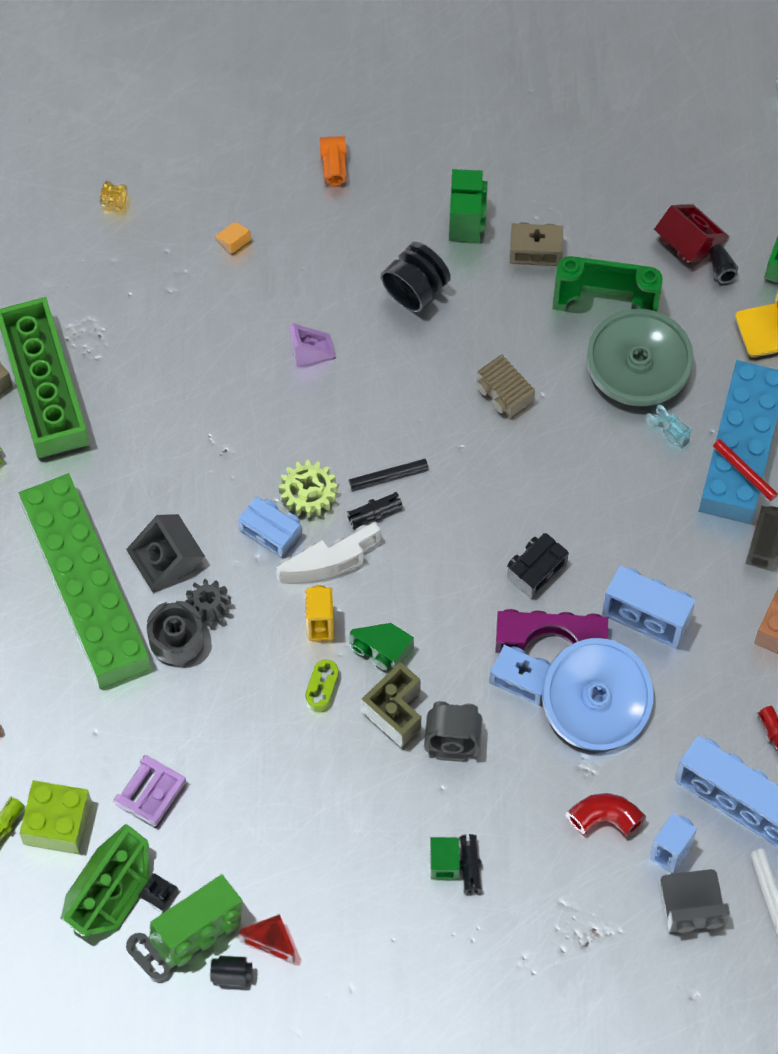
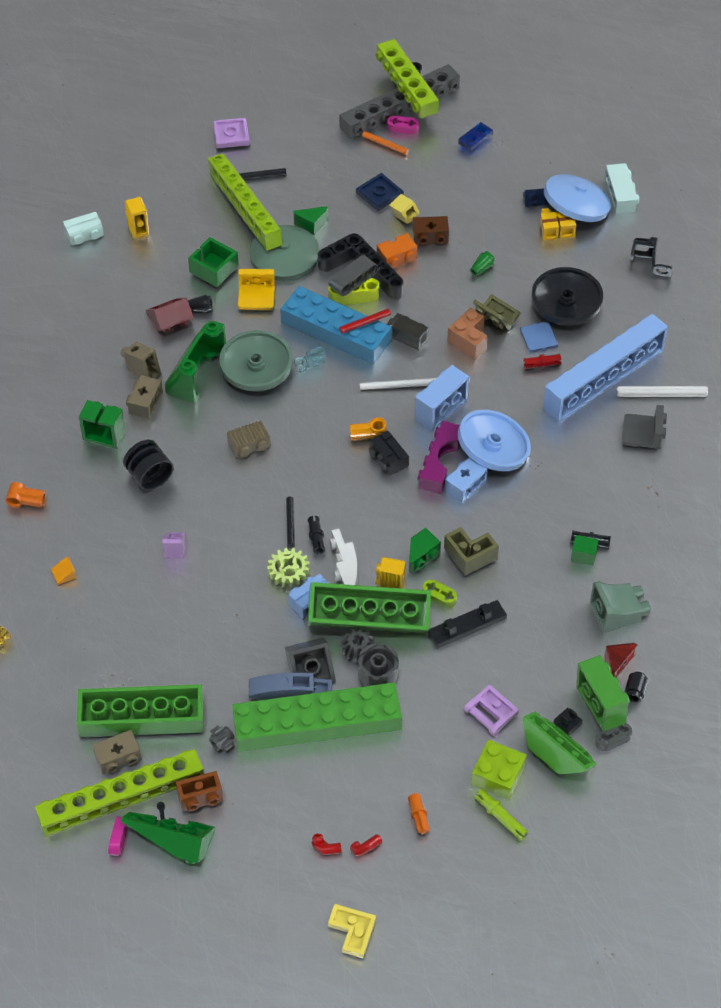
camera: 75 degrees left, 10 degrees down
(26, 476) = (221, 738): none -> dark grey gear
(119, 538) = (286, 685): none -> sand blue slope
(255, 595) = (369, 607): none -> bright green brick
(283, 732) = (467, 624): none -> black hinge
(359, 919) = (618, 605): none -> sand green hips
(453, 731) = (499, 520): dark grey brick -> none
(568, 529) = (368, 430): none -> light orange piece
(594, 211) = (141, 360): none -> dark tan torso
(605, 808) = (571, 458): red cylinder -> none
(673, 843) = (607, 425): light blue brick -> none
(699, 616) = (396, 384): none -> white bar

